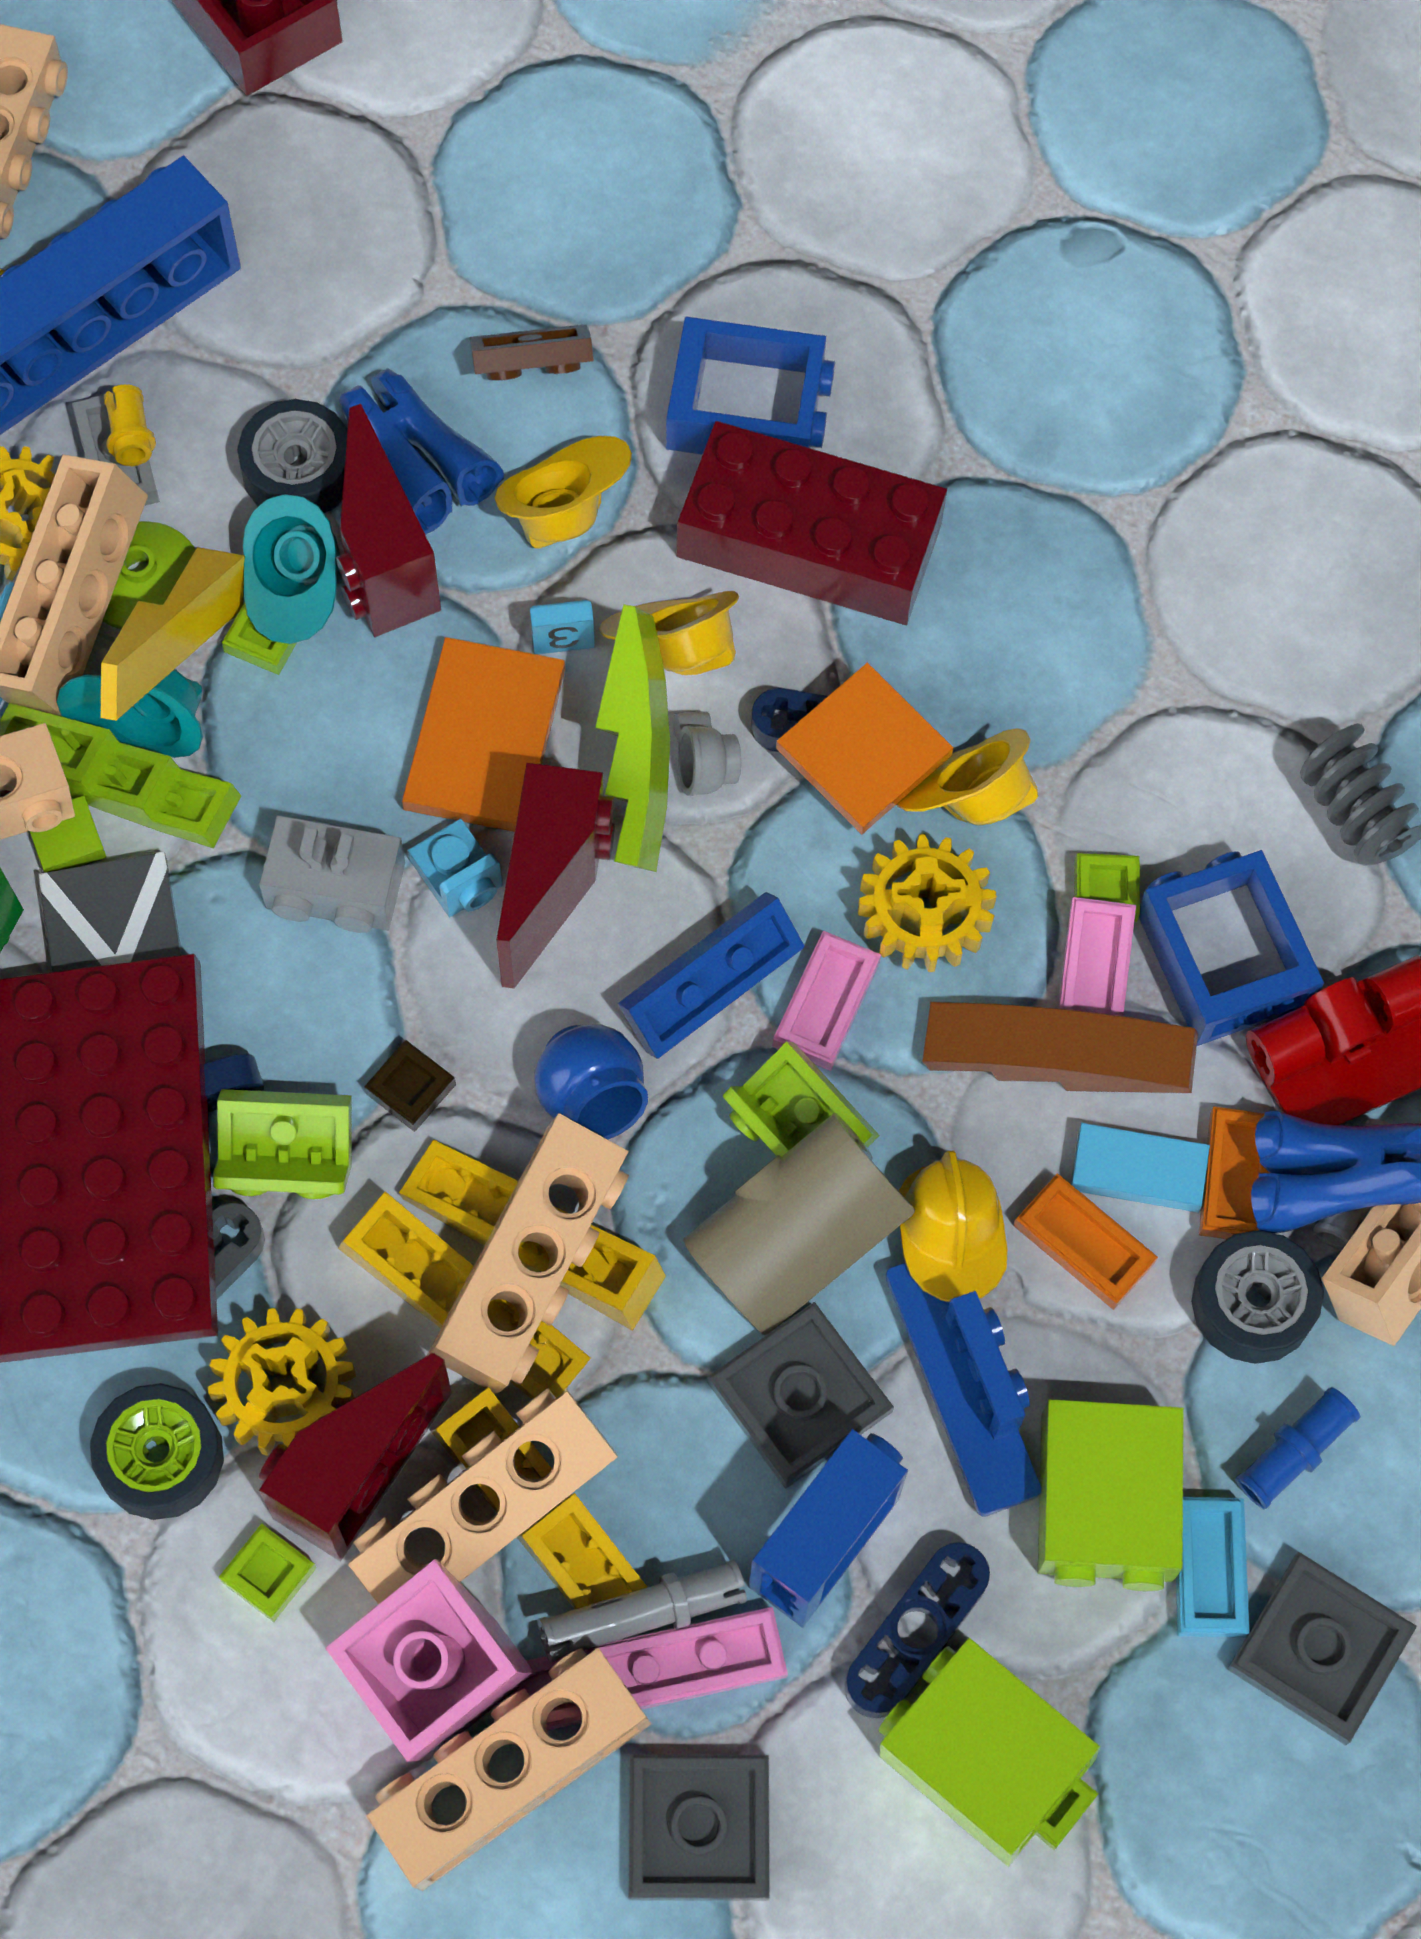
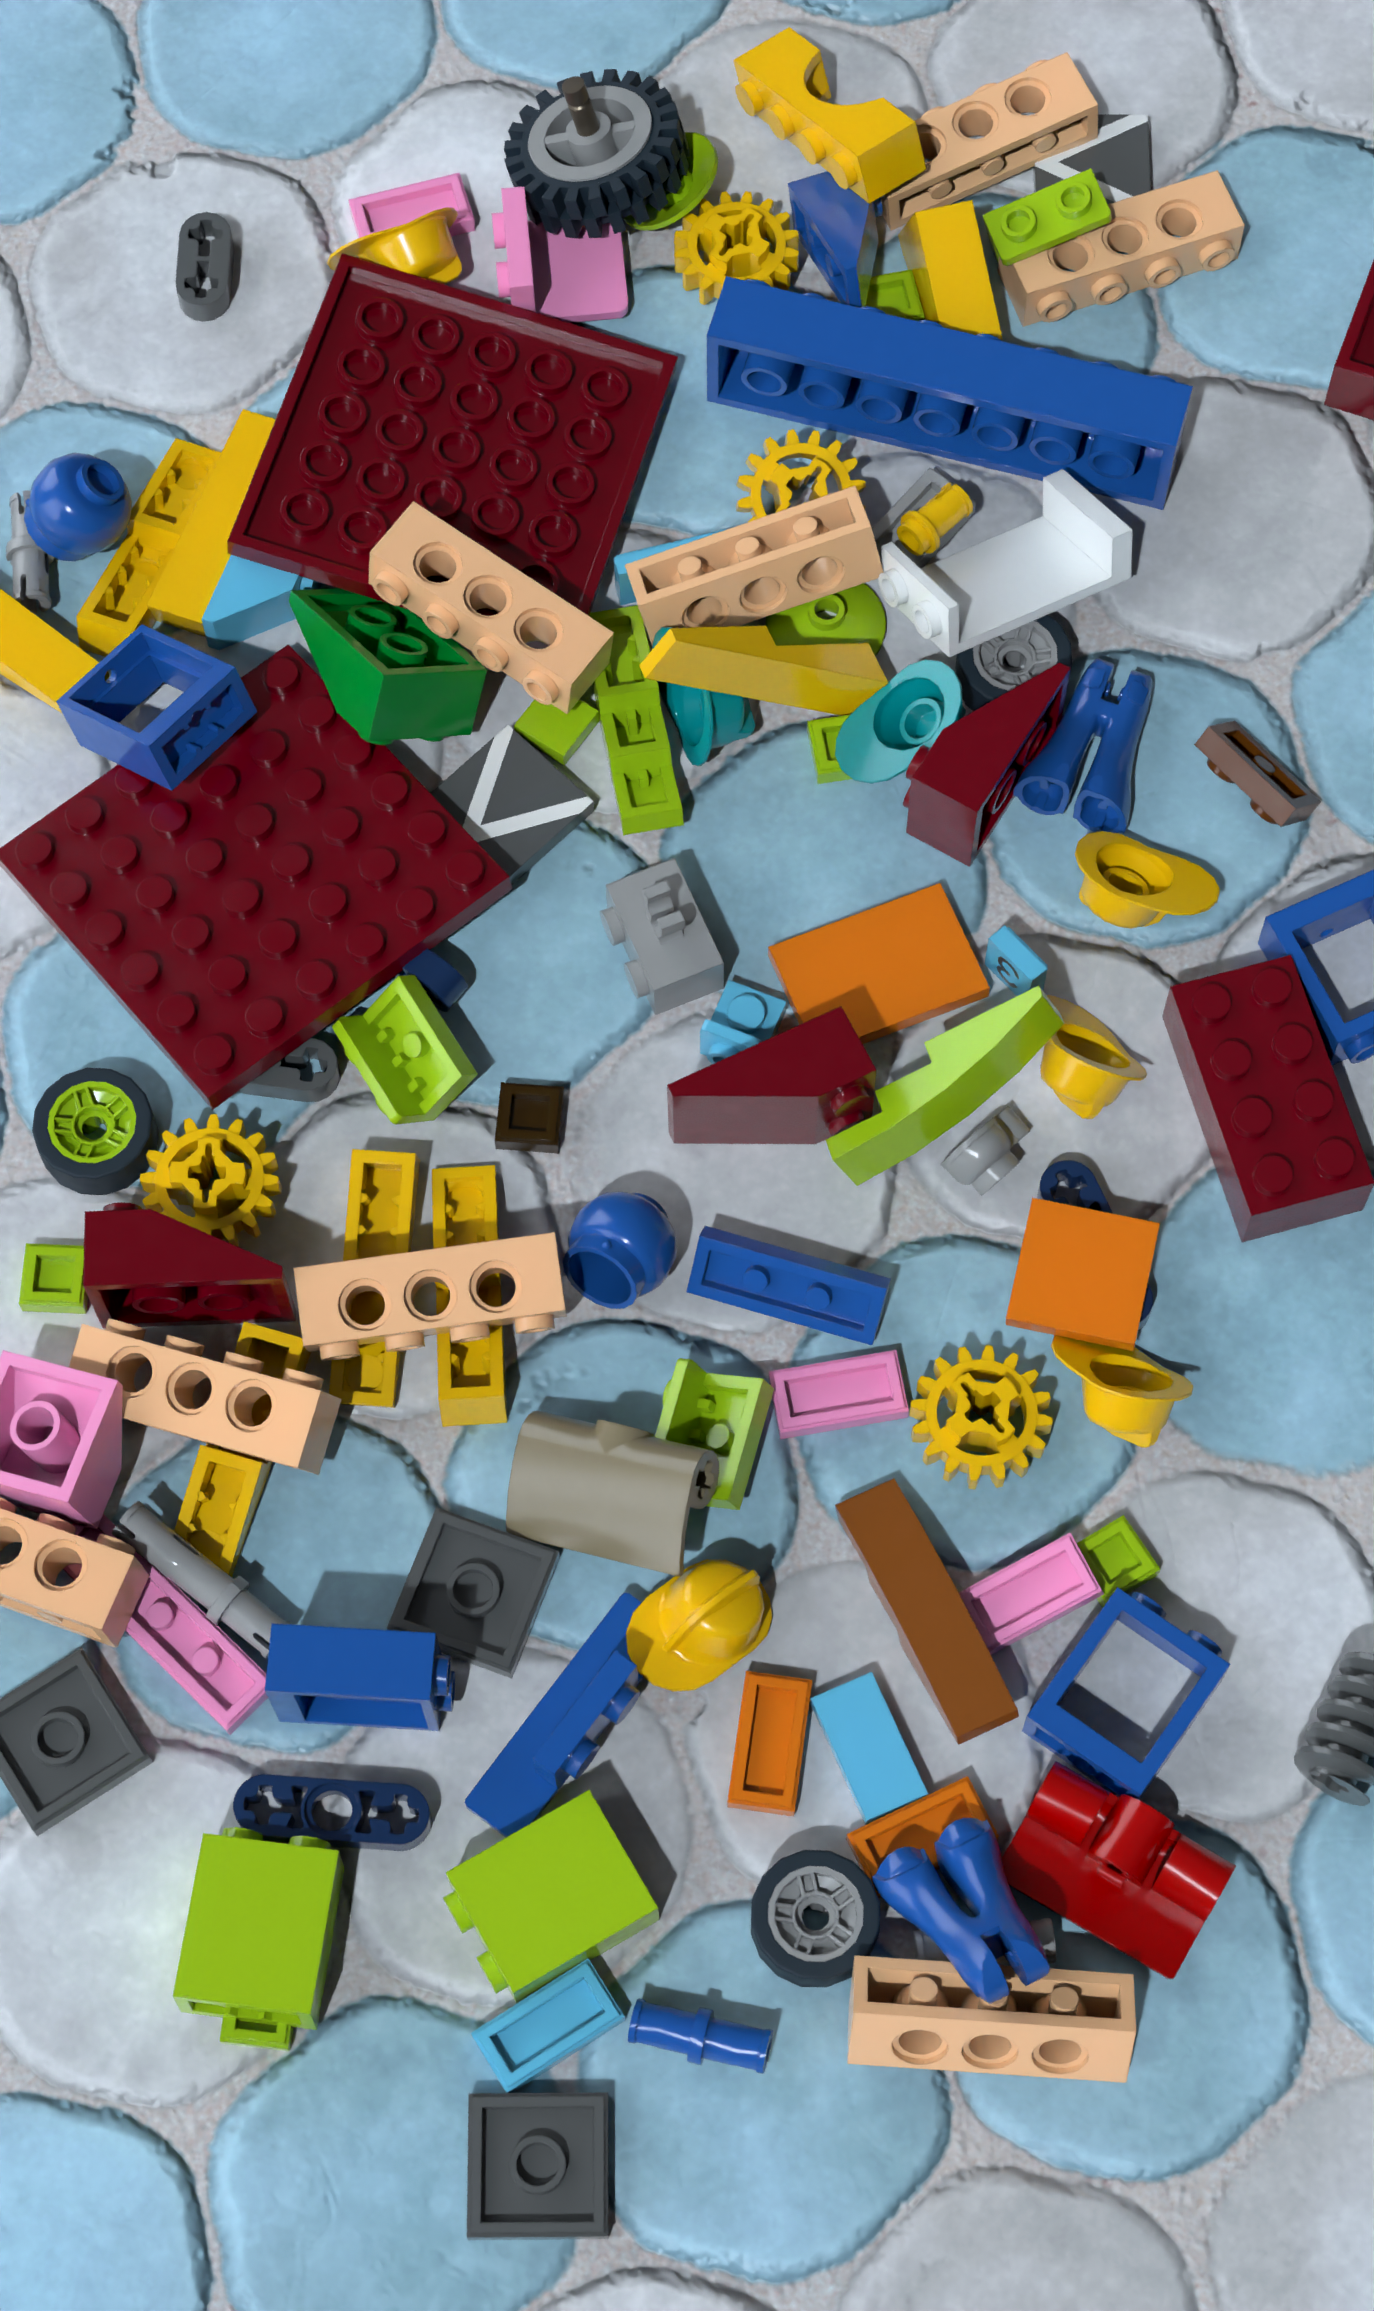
camera: 60 degrees right, 0 degrees up
(221, 398) = (1015, 575): none -> white panel

